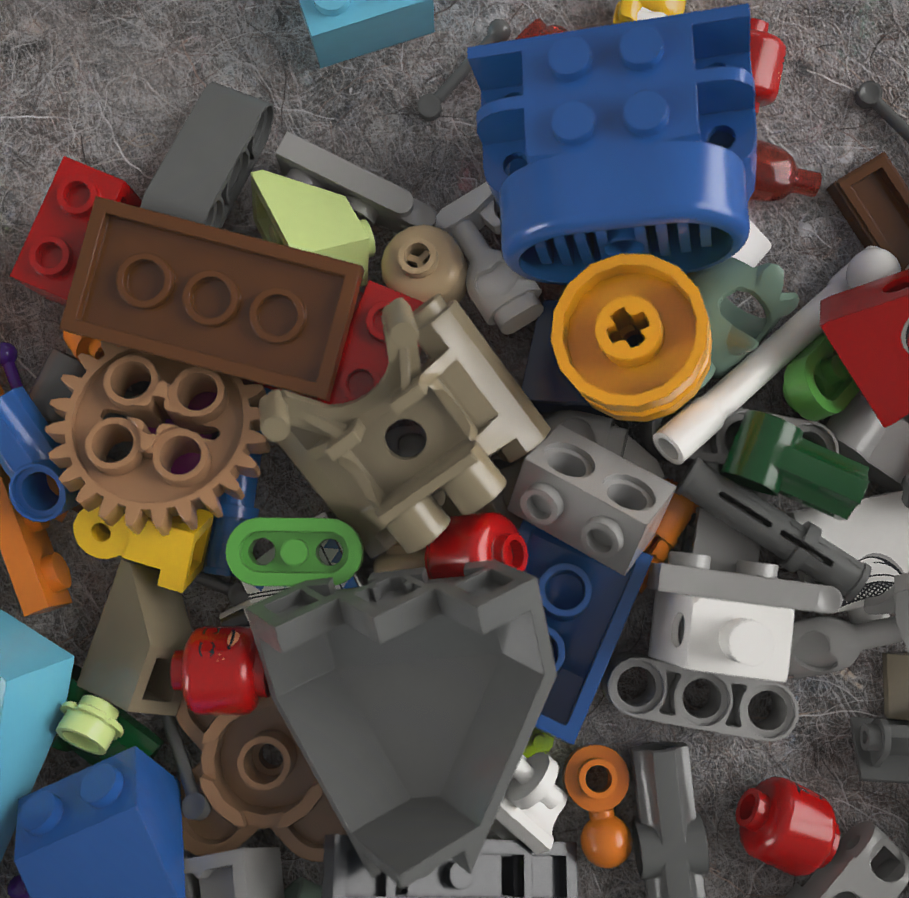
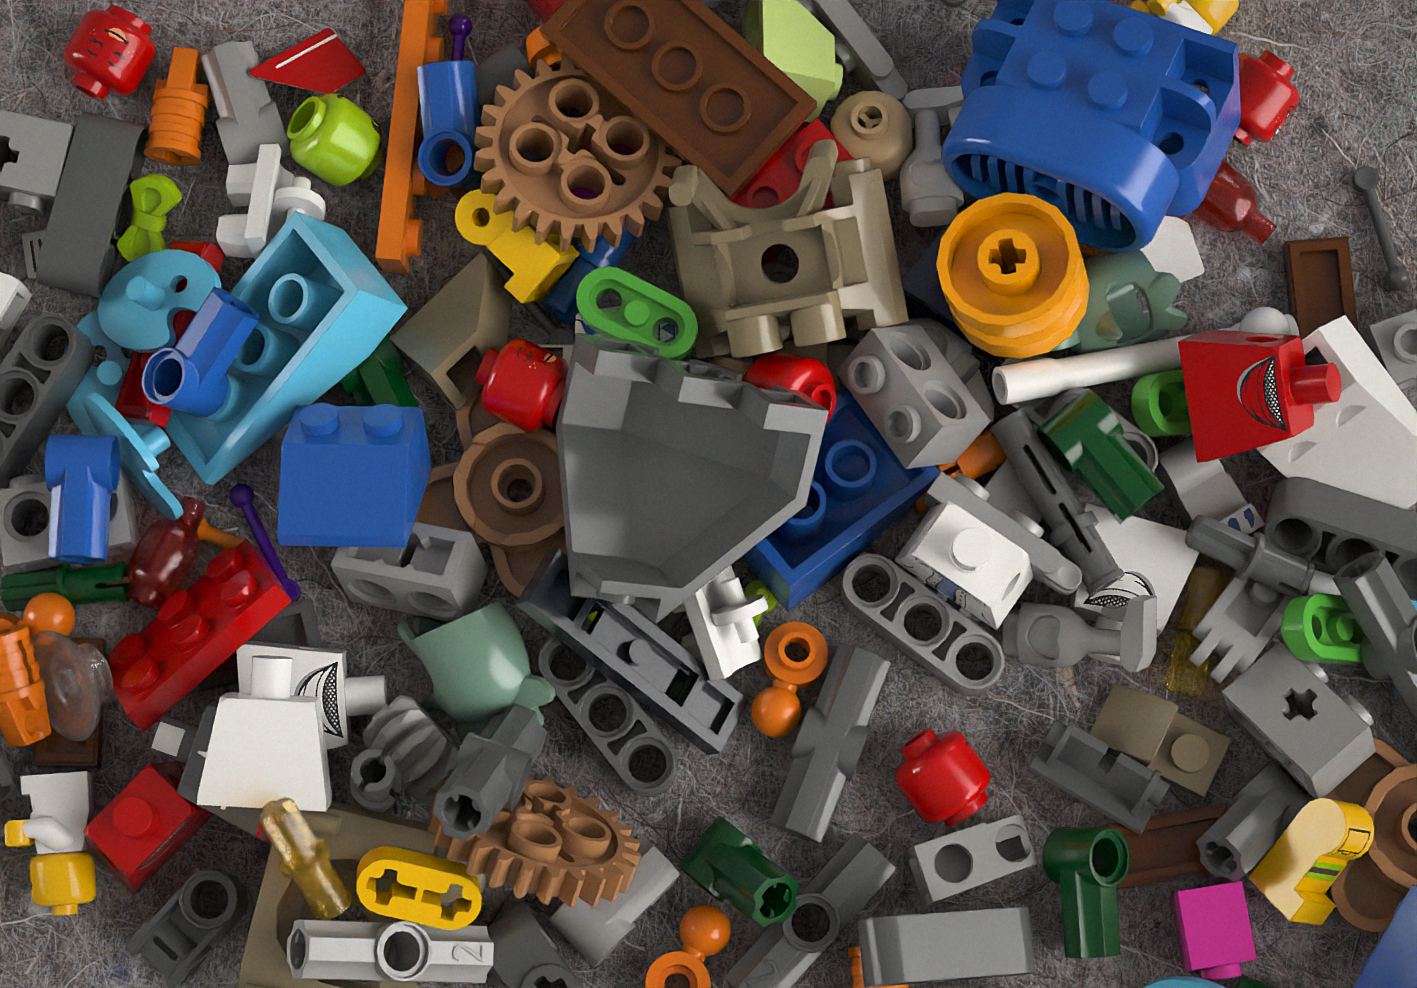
camera: 30 degrees right, 5 degrees down
(89, 724) = (388, 373): yellowish green plate -> none
(194, 804) = (440, 489): dark grey hinge -> none

